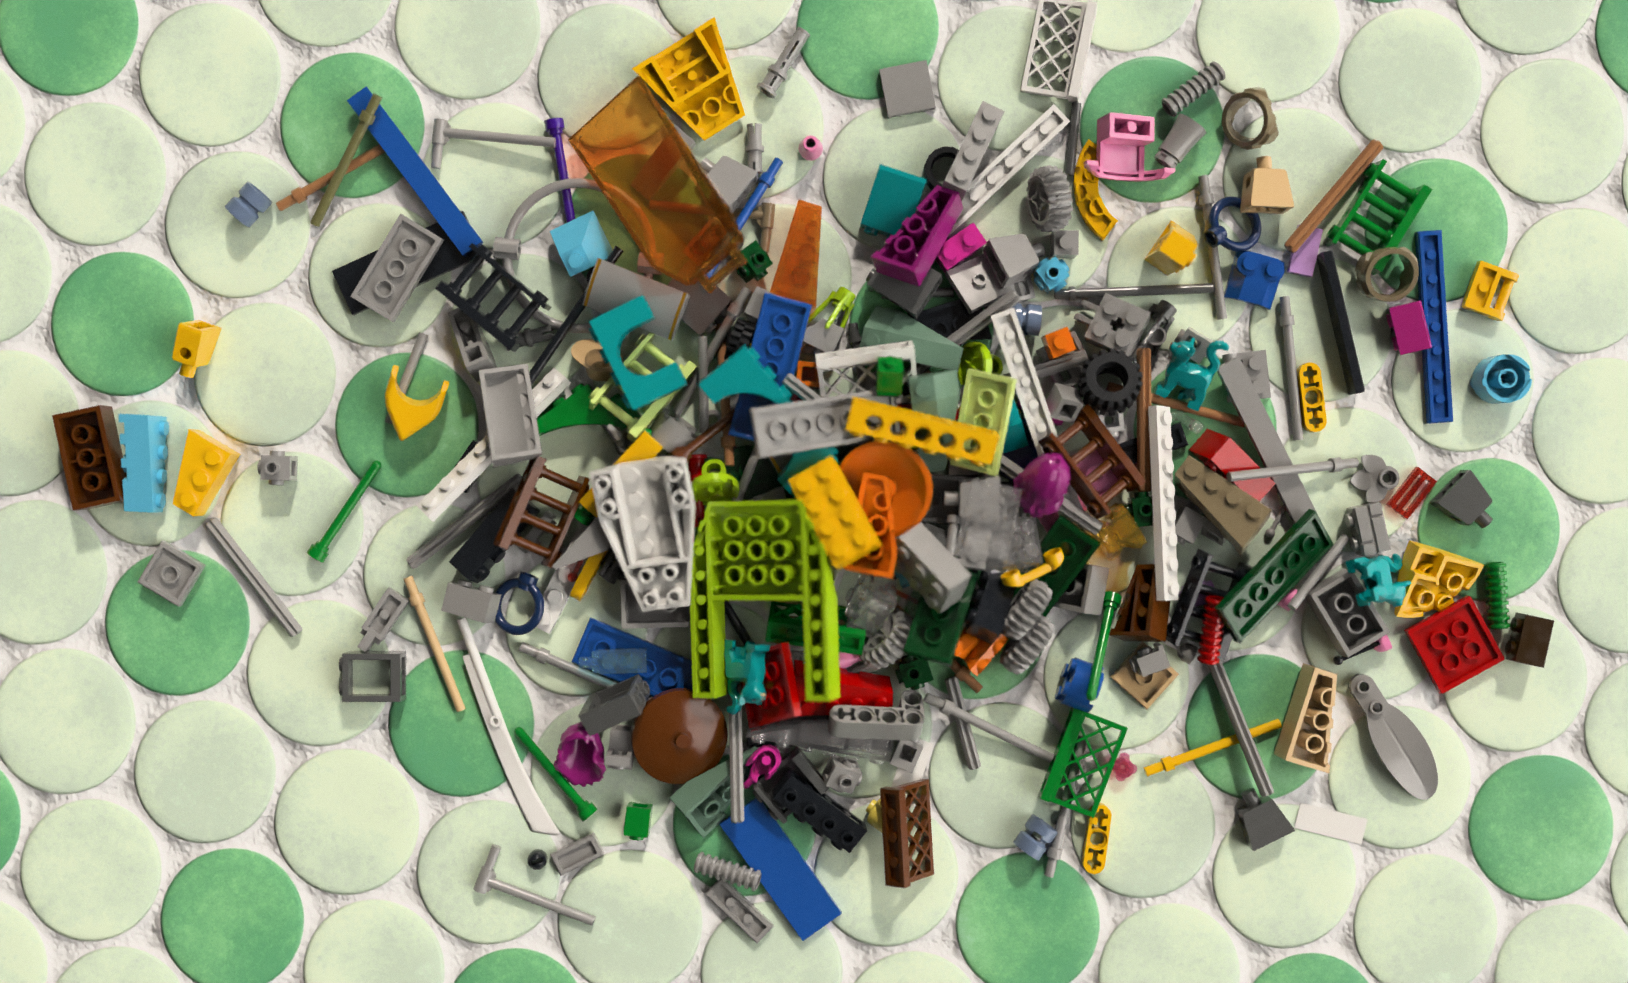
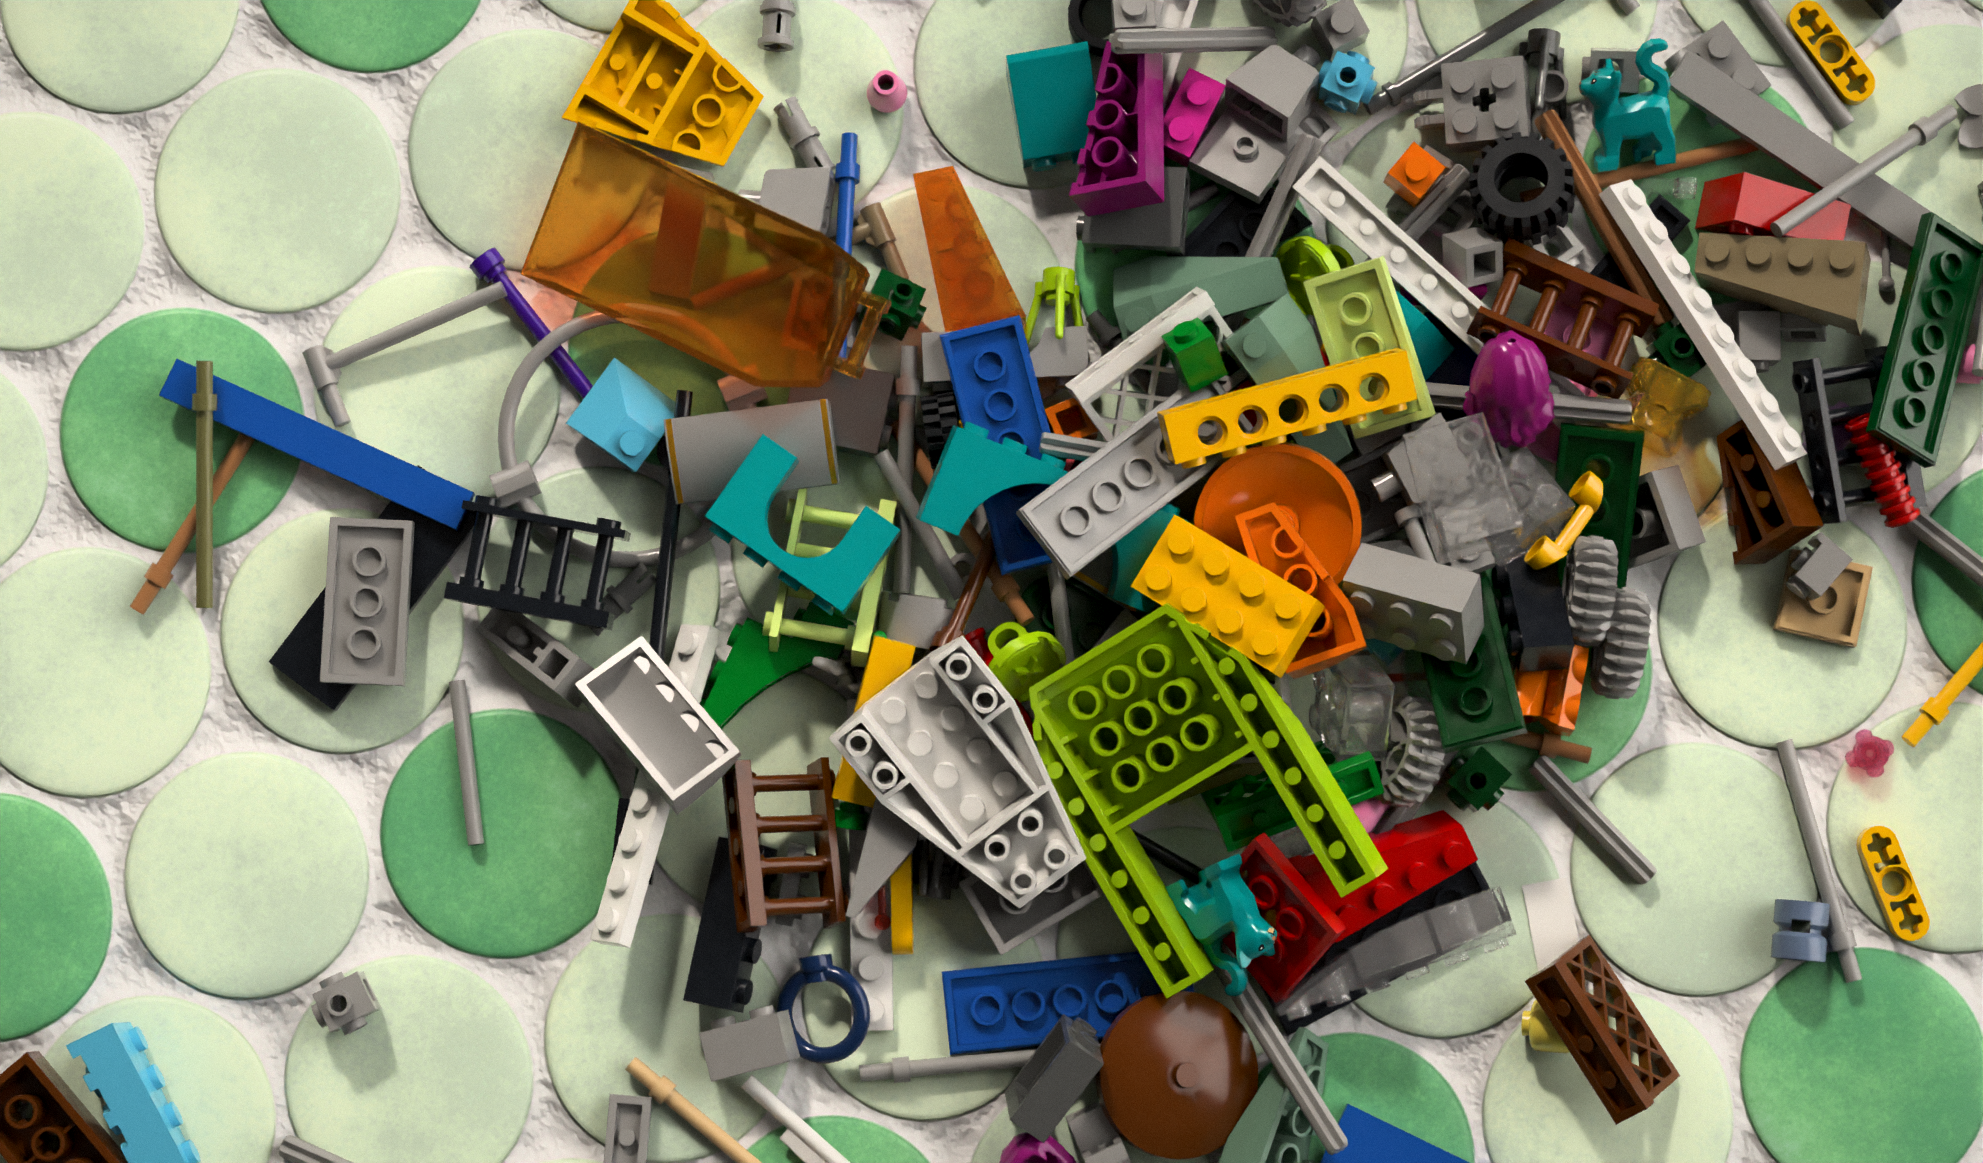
camera: 35 degrees left, 5 degrees down
(194, 345) = (125, 871): yellow torso -> none
(202, 472) = (233, 1073): yellow wedge -> none
(248, 204) = (91, 629): sand blue wheel -> none
(320, 549) = (473, 1093): green piece -> none
(411, 414) = (506, 810): yellow animal -> none
(462, 523) = (671, 932): light grey axle -> none
(588, 355) = (737, 576): tan piece -> none
(616, 661) = (1018, 1013): clear light blue hinge -> none
(765, 761) = (1327, 1039): dark pink piece -> none
(801, 765) = (1383, 1057): dark grey panel -> none
(819, 811) = (1452, 1071): black brick -> none
(842, 774) = (1455, 996): light grey brick -> none
(879, 722) = (1467, 881): light grey beam -> none
(906, 761) = (1545, 921): light grey brick -> none
(948, 707) = (1557, 805): light grey bar -> none
(982, 208) = (1192, 39): none -> light grey axle
(1029, 318) = (1352, 162): sand blue wheel -> none
(1062, 755) = (1769, 783): green fence -> none
(1075, 685) = (1734, 661): blue brick -> none
(1110, 604) = (1712, 516): green piece -> none
(1185, 652) = (1863, 528): light grey hinge -> none

